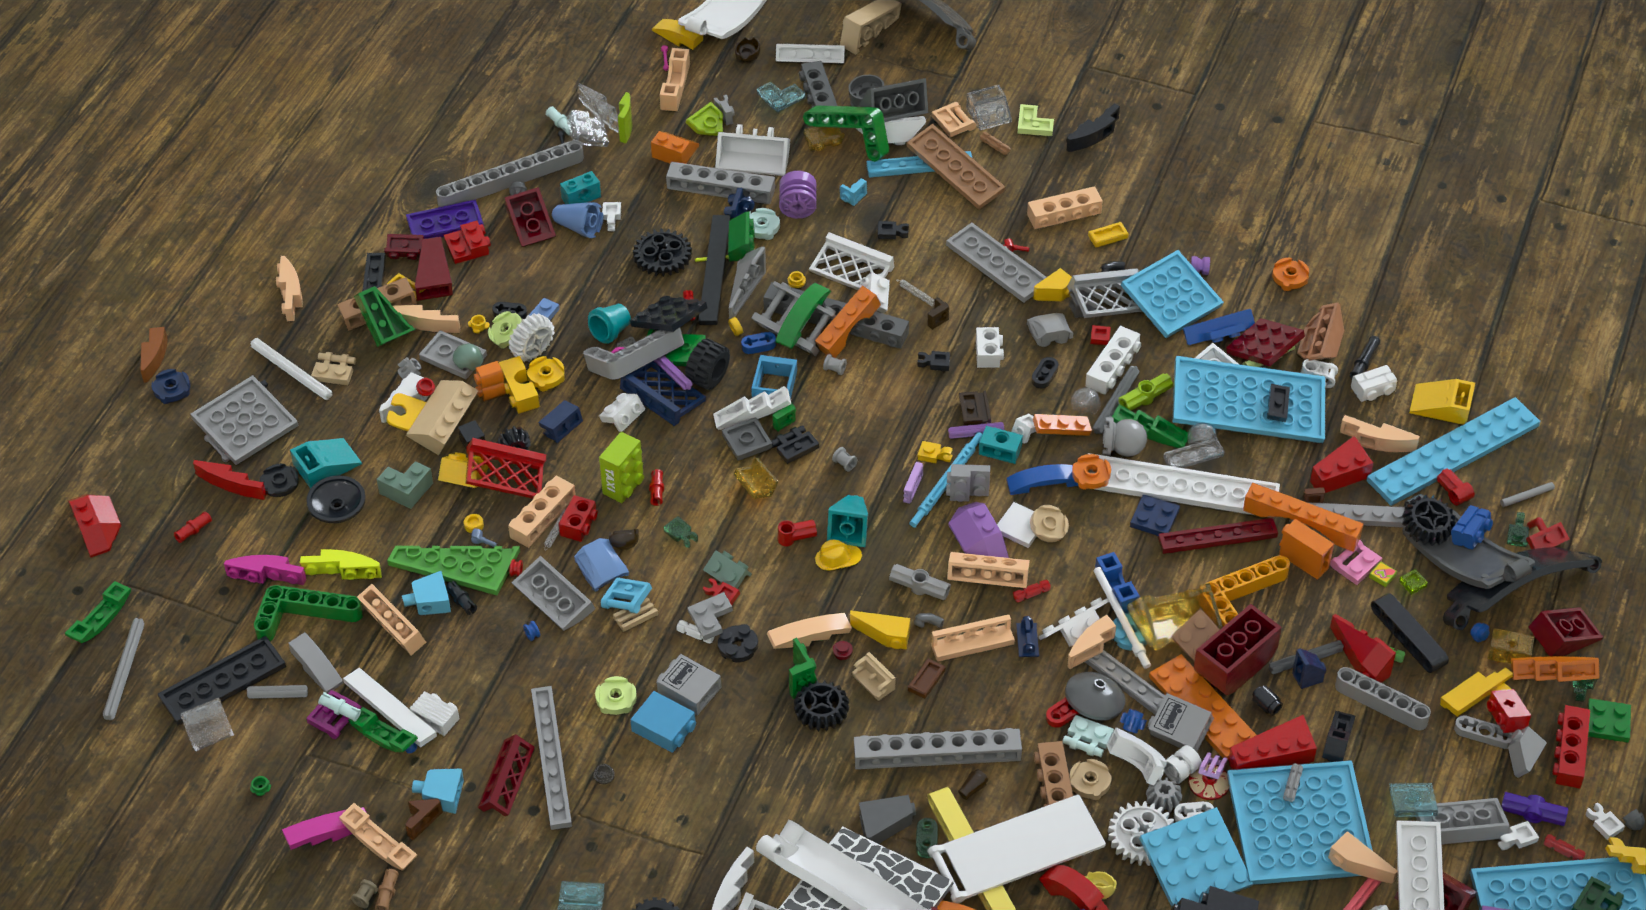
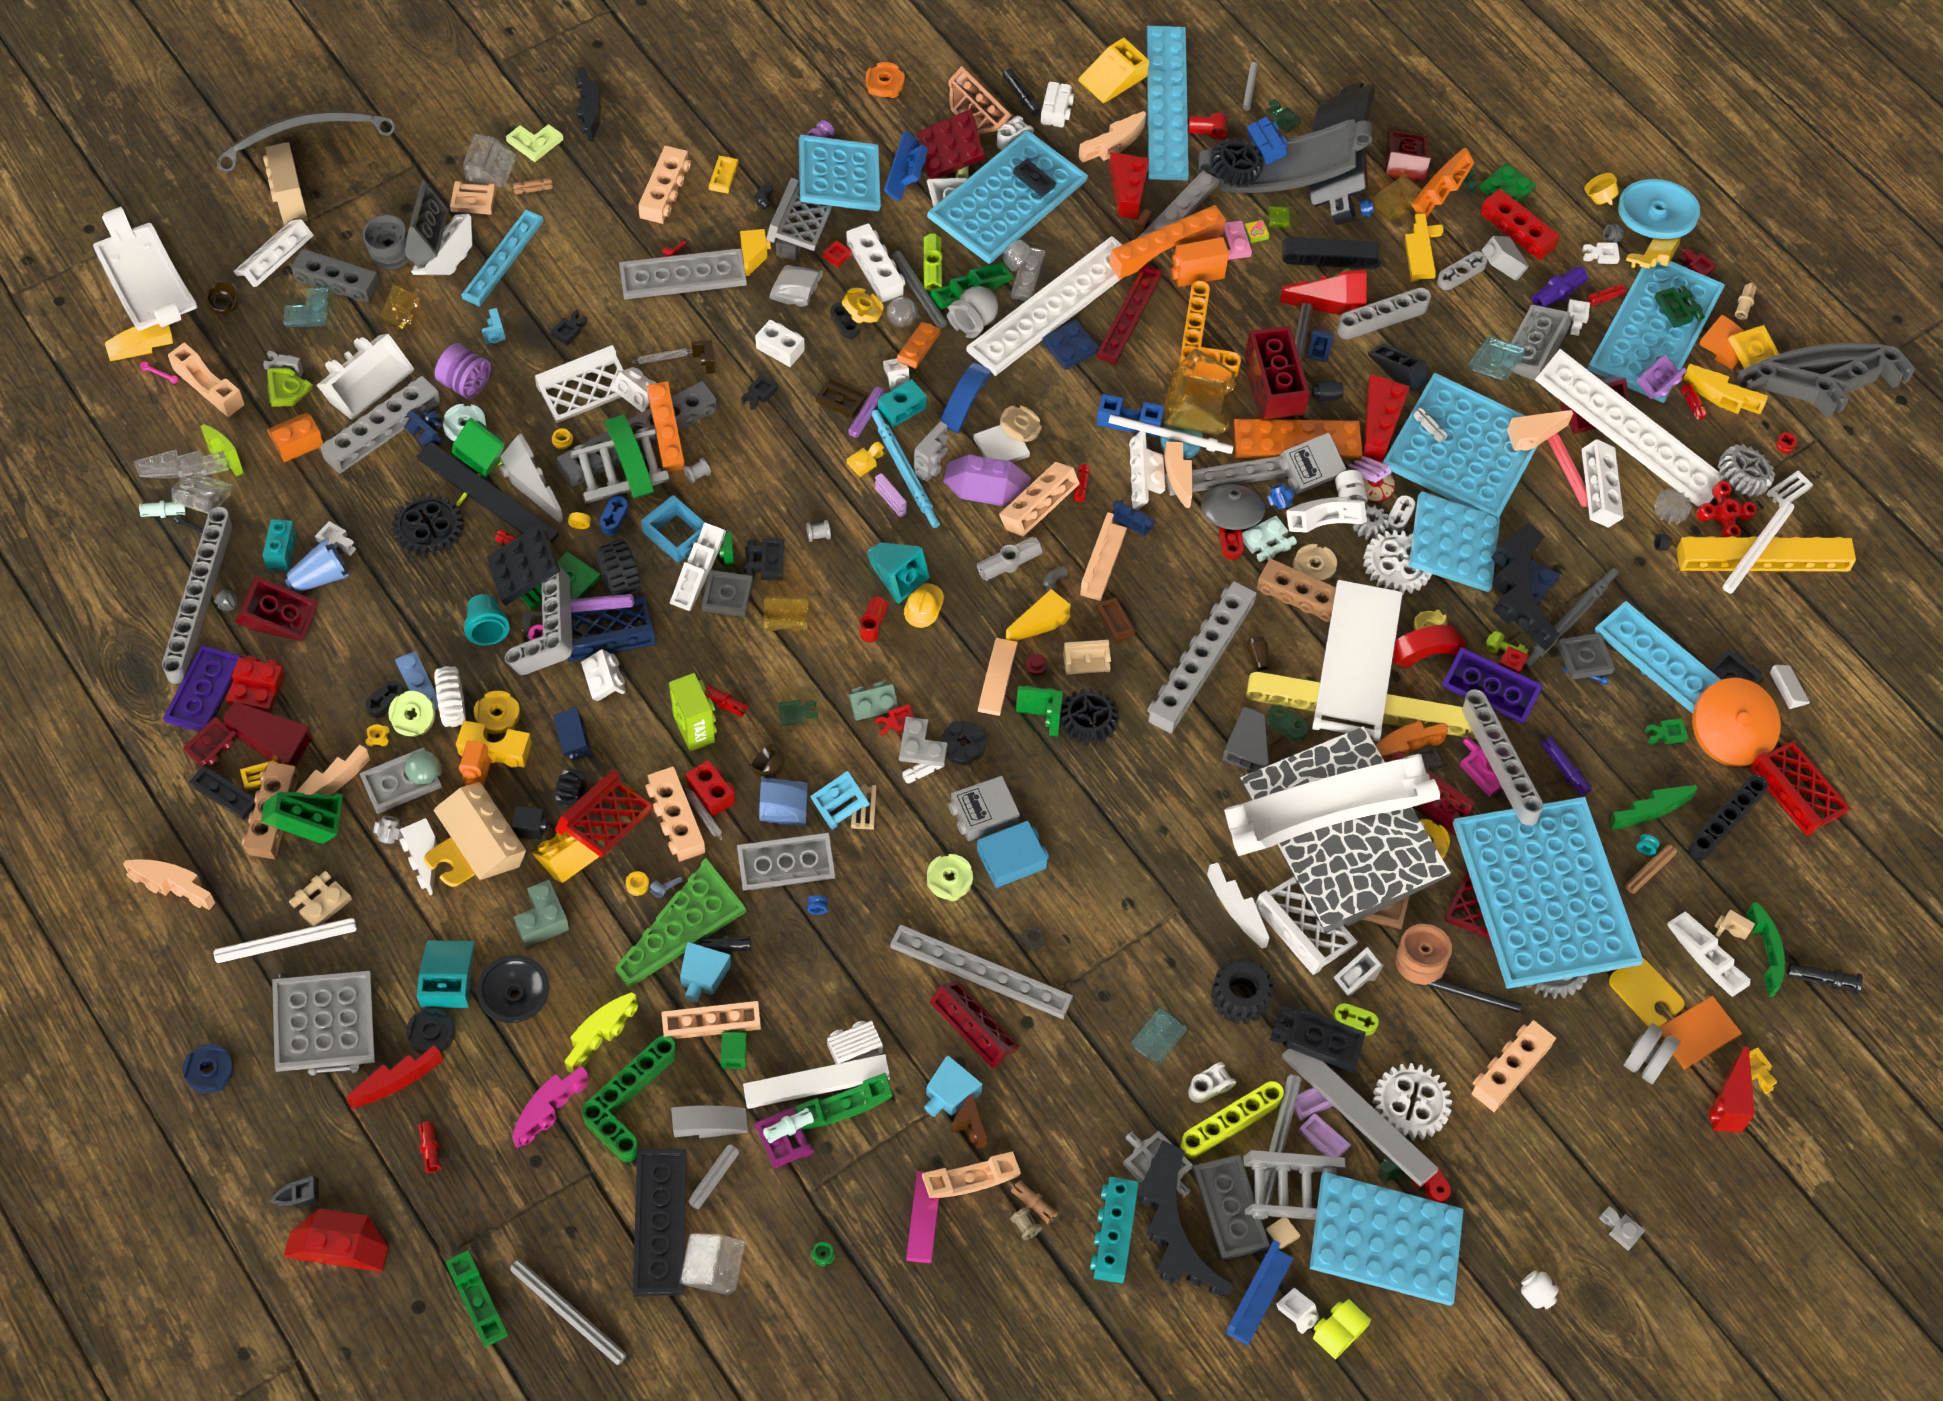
camera: 60 degrees left, 10 degrees up
(114, 481) = (298, 1193): none -> black plate
(153, 352) = (143, 1062): dark orange slope -> none
(380, 646) = (733, 1050): none -> green brick
(425, 387) = (436, 825): red plate -> none
(516, 568) = (729, 875): red bush -> none
(867, 118) = (416, 271): green beam -> none
(955, 166) = (538, 231): medium nougat plate -> none
(1057, 377) = (863, 306): none -> yellow plate
(1091, 480) = (991, 365): orange plate -> none
(1194, 633) = (1233, 394): medium nougat plate -> none
(1508, 710) = (1460, 240): red brick -> none
(1547, 536) = (1307, 101): red plate -> none

